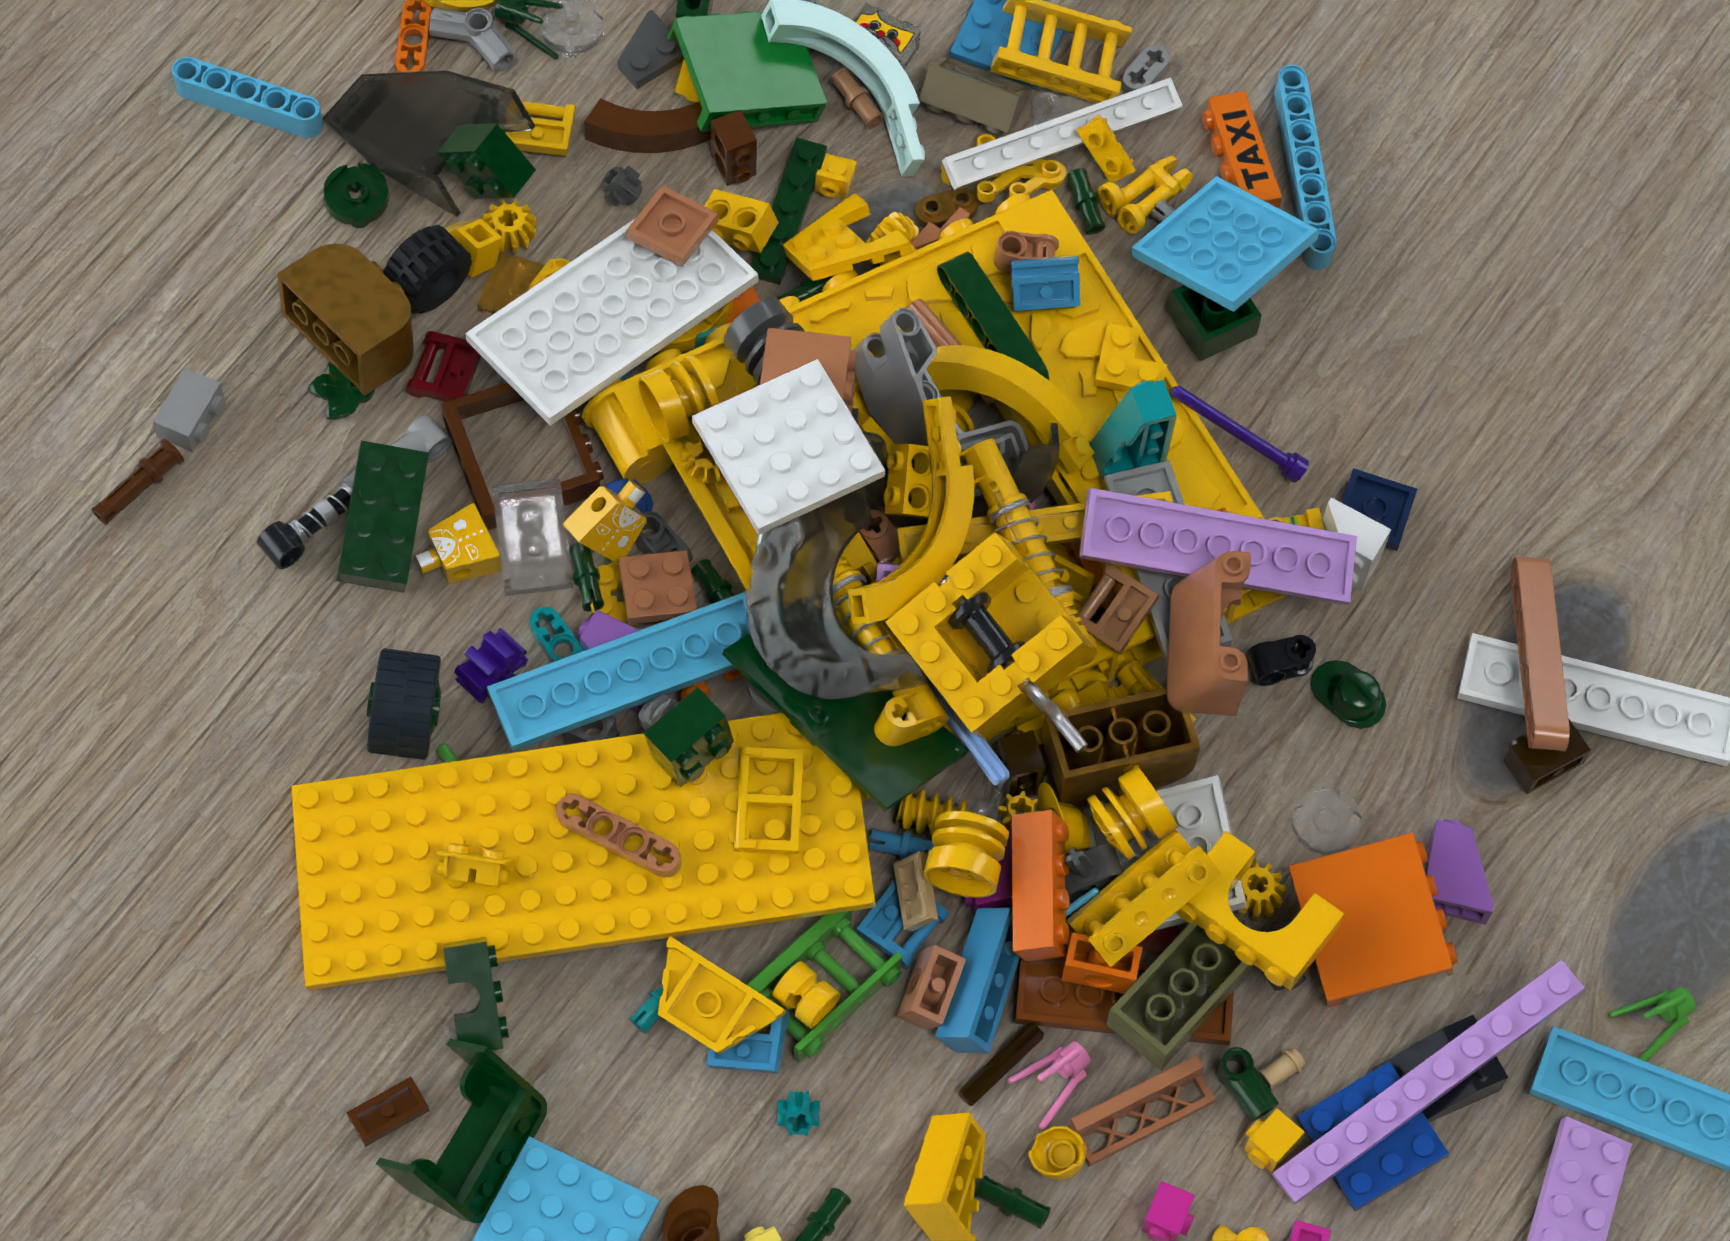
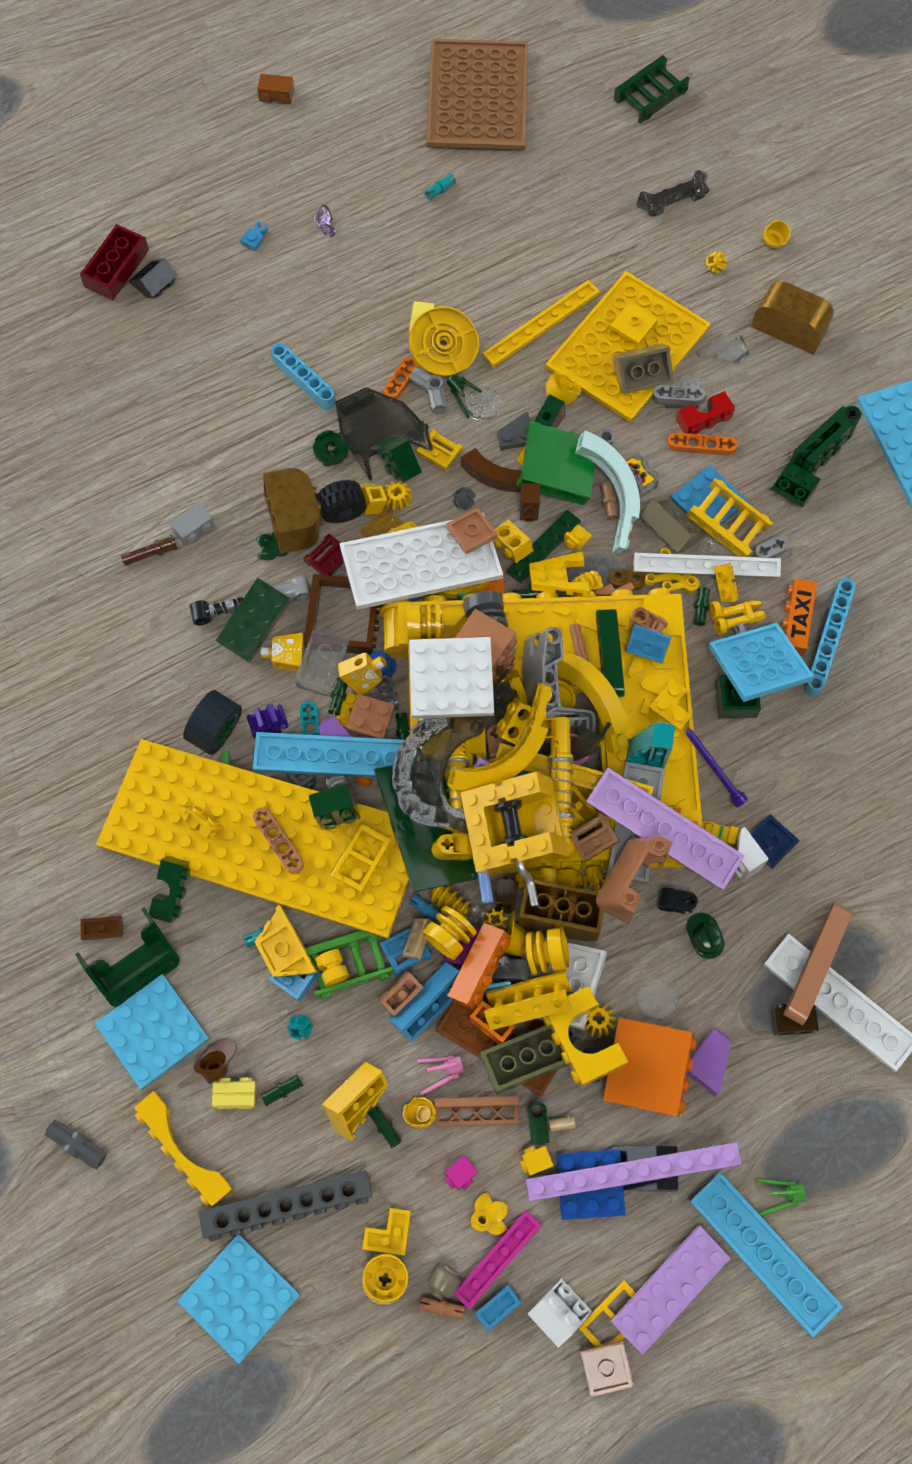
camera: 30 degrees right, 5 degrees up
(1001, 1064) = (417, 1050): dark brown axle -> none

